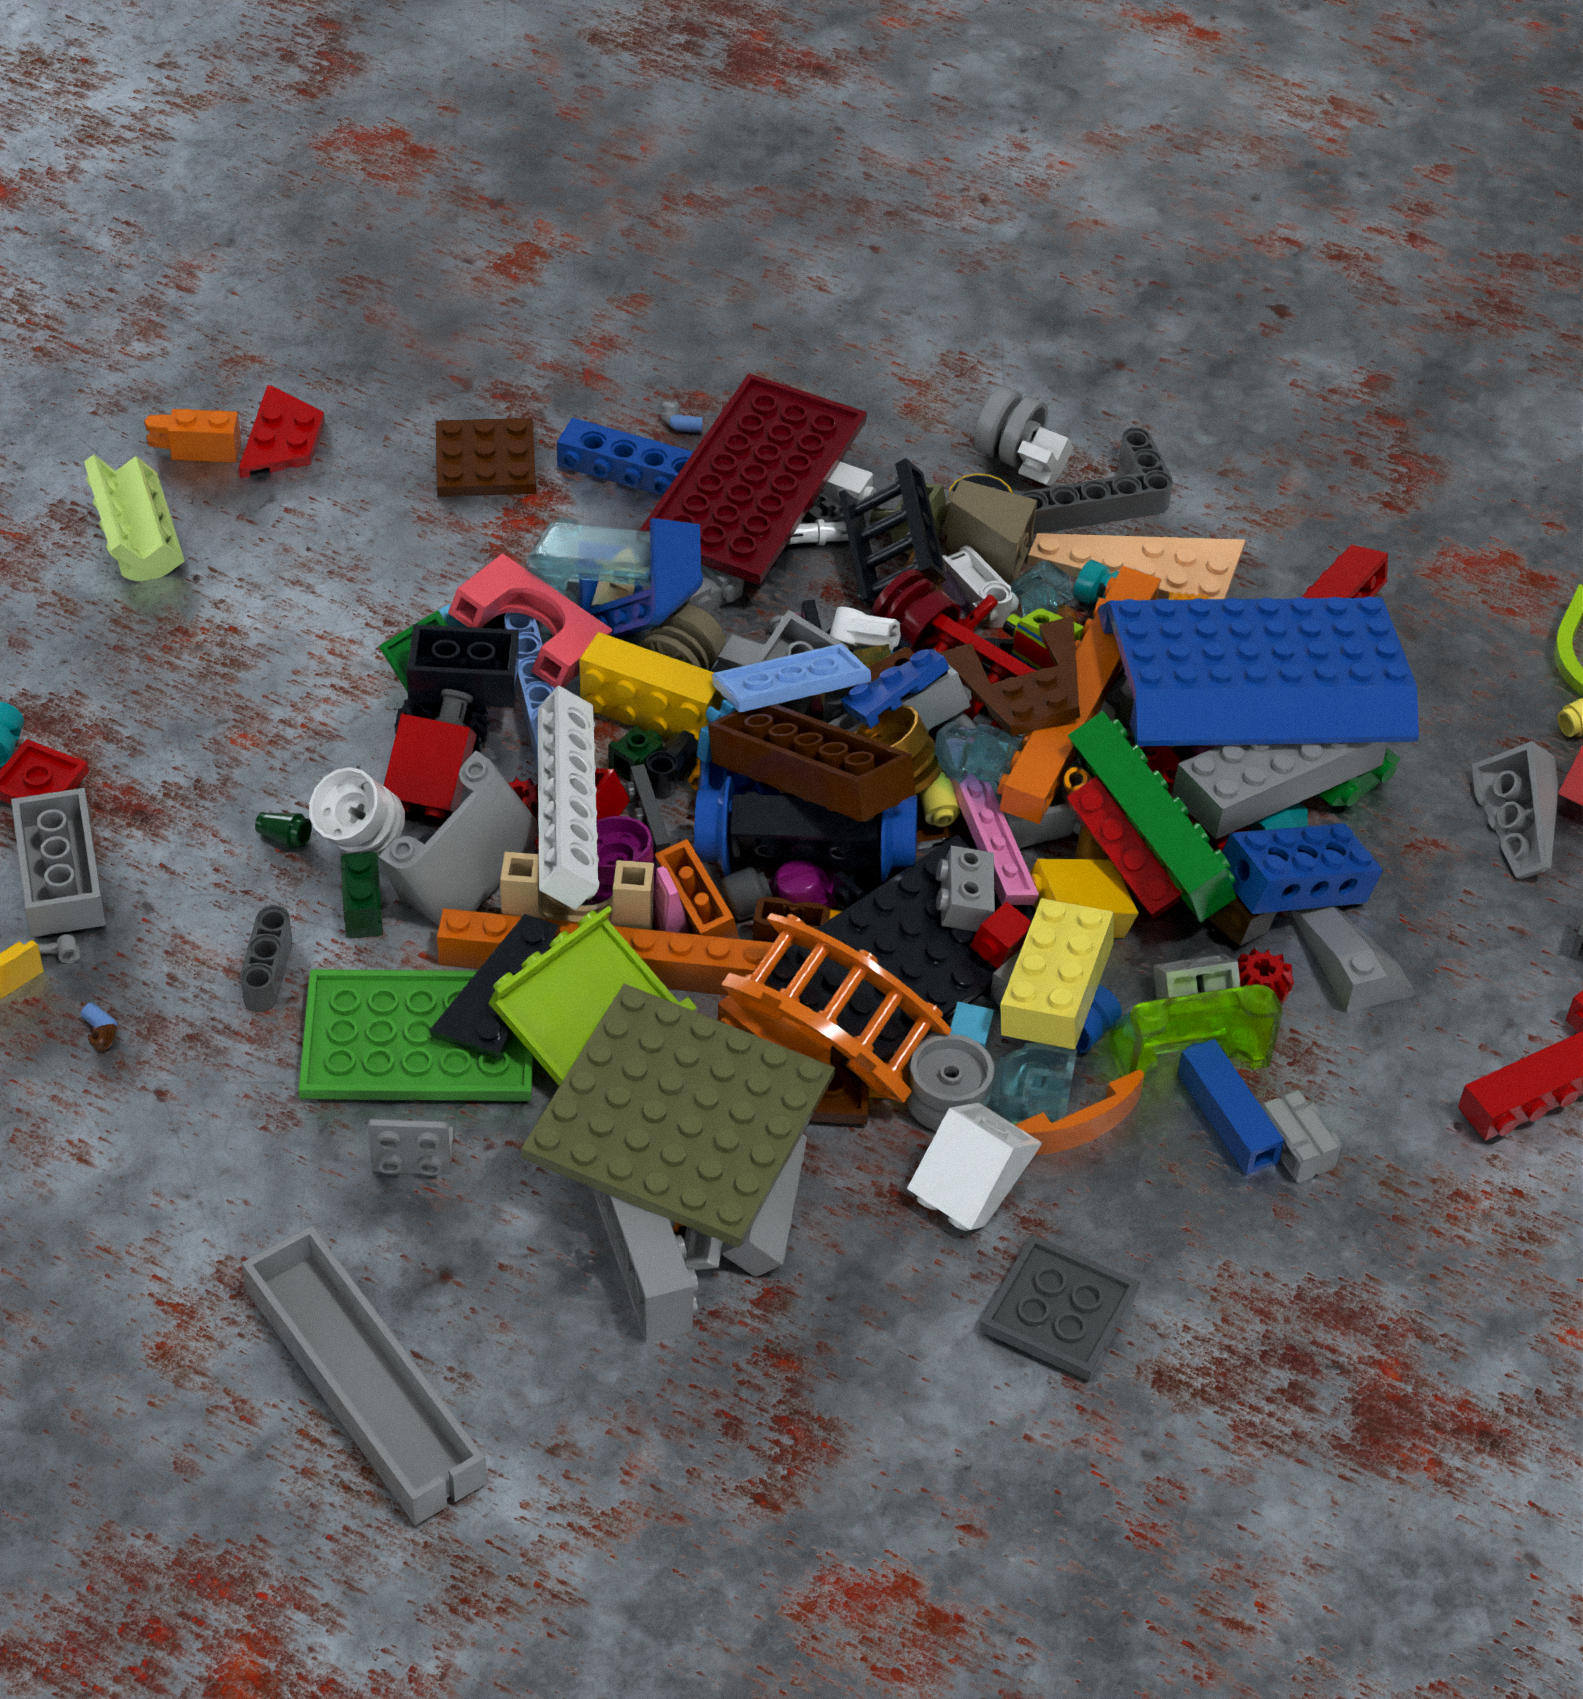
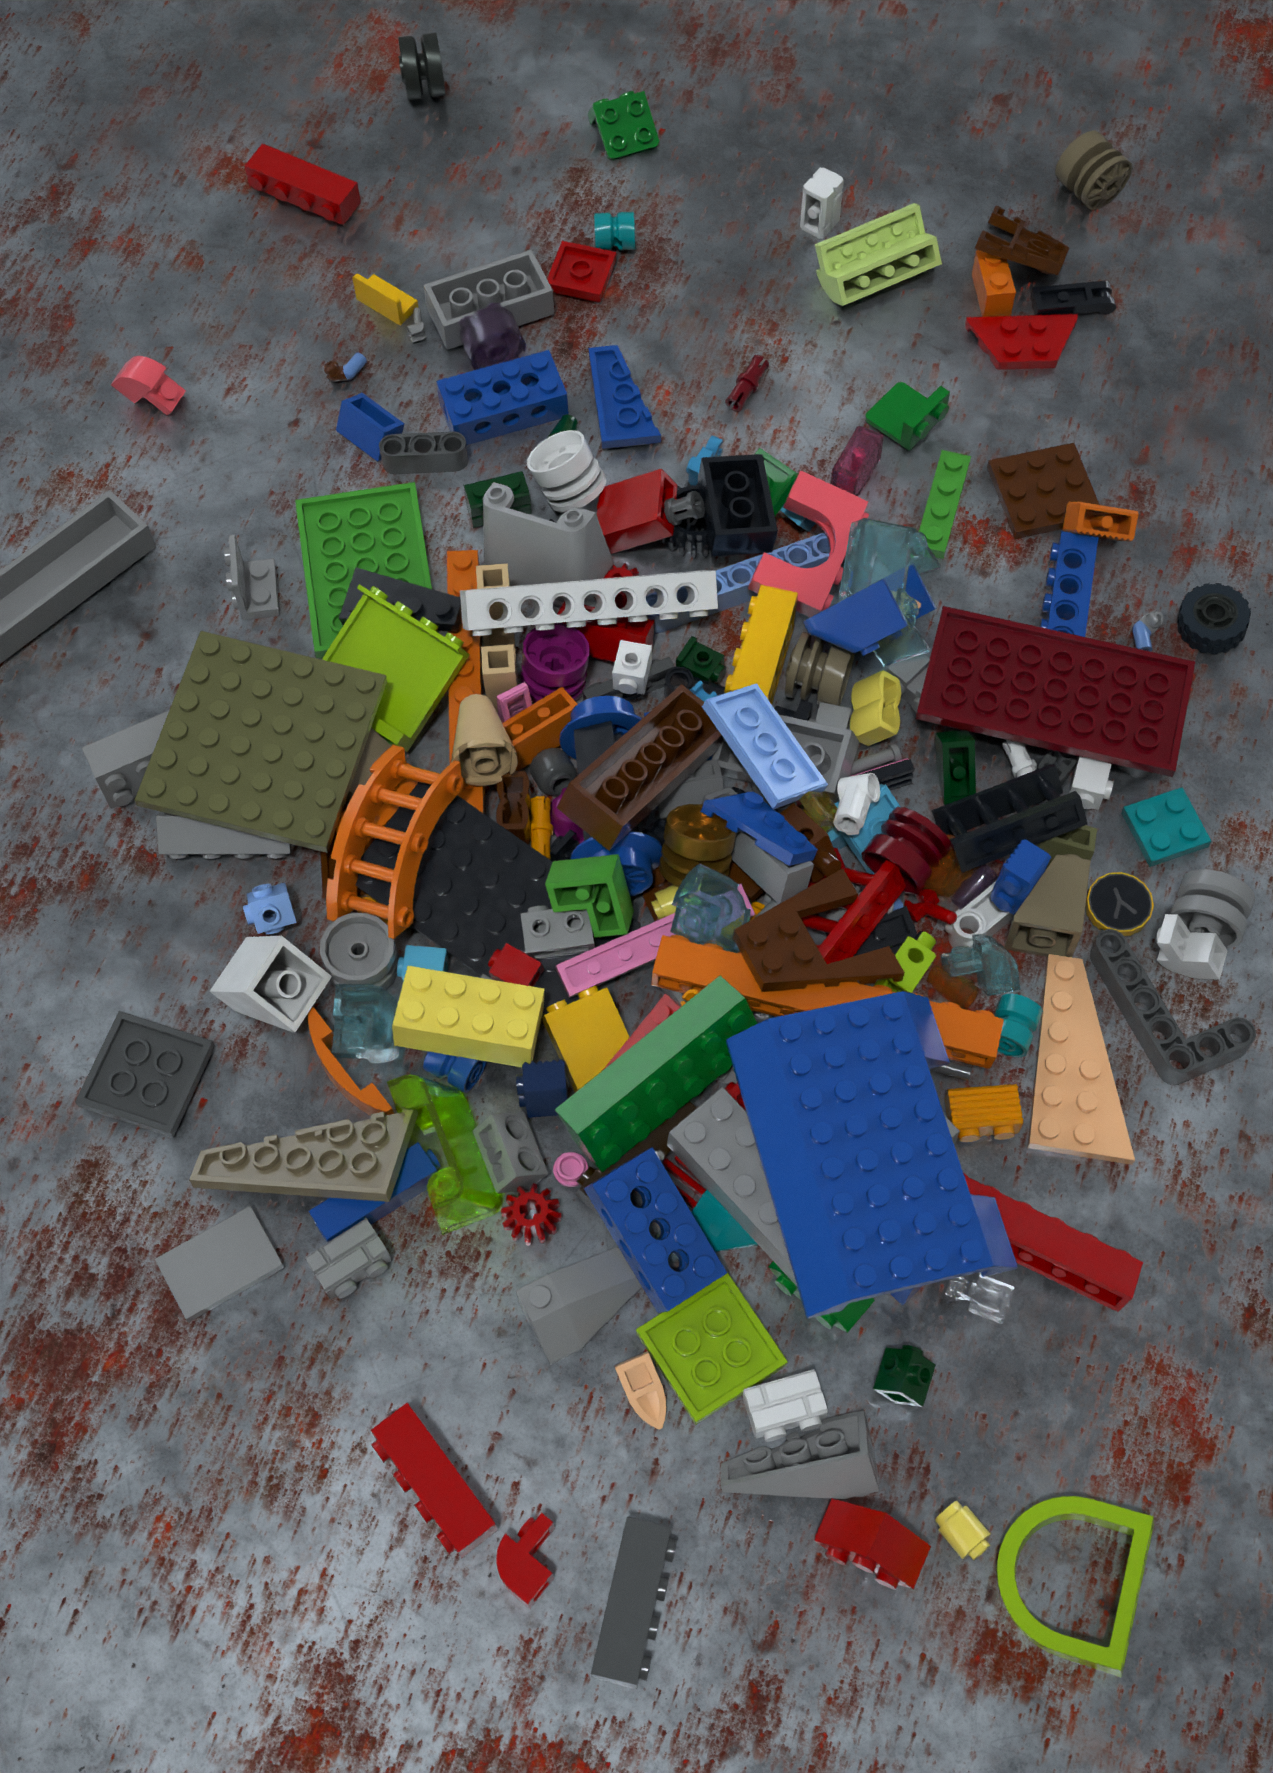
camera: 85 degrees right, 15 degrees up
(39, 542) = (821, 203): none -> white brick
(51, 1231) = (147, 379): none -> coral brick
(94, 322) = (1093, 170): none -> dark tan wheel
(126, 862) = (491, 336): none -> clear purple brick
(168, 398) = (1026, 246): none -> reddish brown wing
(204, 910) = (503, 397): none -> blue brick
(206, 1008) = (366, 424): none -> blue brick
(245, 384) = (1073, 298): none -> black plate
(264, 658) = (747, 383): none -> dark red pin
(268, 773) = (618, 401): none -> blue wing
(360, 535) = (907, 414): none -> green bracket
(370, 710) = (711, 450): none -> dark azure plate
(415, 579) = (857, 460): none -> clear pink brick
(472, 532) = (944, 500): none -> bright green plate
(552, 413) = (1100, 521): none -> orange brick
(648, 788) = (632, 667): none -> white brick
(681, 367) = (1216, 602): none -> black wheel
(722, 913) = (482, 743): none -> tan cone
(737, 616) = (875, 708): none -> light yellow brick
(807, 576) = (955, 764): none -> dark green slope
(873, 1161) = (269, 908): none -> light blue brick
(895, 443) = (1166, 827): none -> teal plate
(941, 829) = (595, 886): none -> bright green brick
(969, 532) = (1019, 876): none -> blue brick
(1134, 938) = (542, 1087): none -> dark blue brick
(1195, 1130) = (318, 1161): none -> dark tan wing
(1212, 942) = (569, 1168): none -> bright pink plate
(1290, 1258) = (219, 1263): none -> light grey tile
(1417, 862) = (711, 1348): none -> lime plate
(1443, 918) = (643, 1388): none -> light nougat plate
(1457, 724) = (904, 1375): none -> dark green brick
(1467, 815) = (785, 1405): none -> white brick

